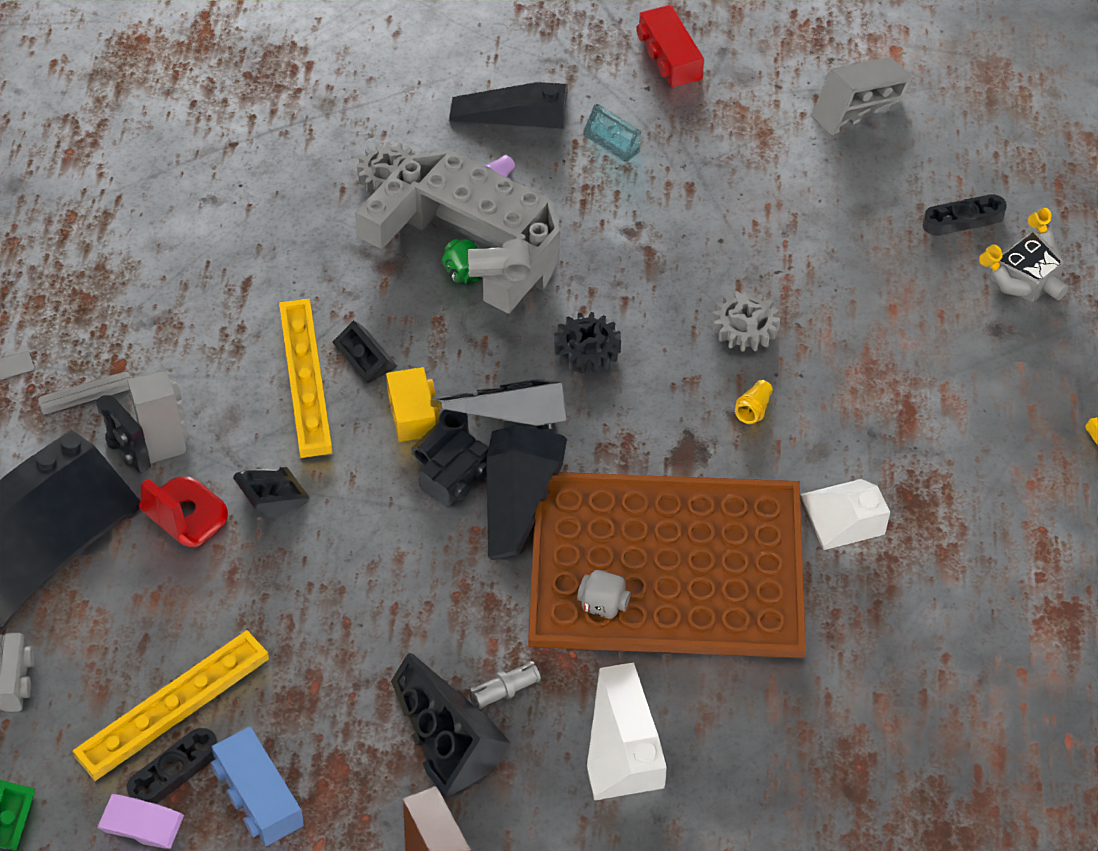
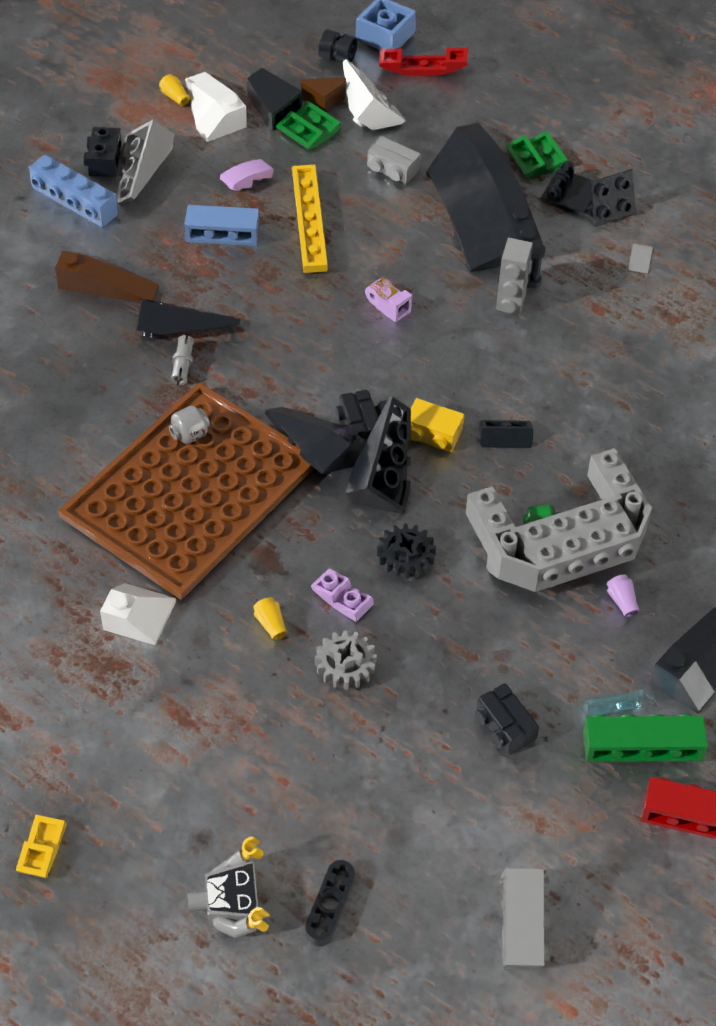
camera: 125 degrees right, 0 degrees up
(84, 393) = (583, 280): light grey axle -> none
(165, 509) = (447, 258): red piece -> none
(200, 759) = (273, 196): black beam -> none
(254, 542) = (389, 299): none -> lavender leg
(271, 490) = (427, 323): black slope -> none
(305, 378) = (507, 386): yellow plate -> none
(380, 164) = (686, 534): light grey gear -> none
(510, 261) = (485, 490): light grey piece -> none
(624, 742) = (97, 397): white wedge -> none
(636, 92) = (645, 738): none -> green brick
(676, 368) = (340, 594): none -> lavender slope
(698, 186) = (506, 718): none -> black brick

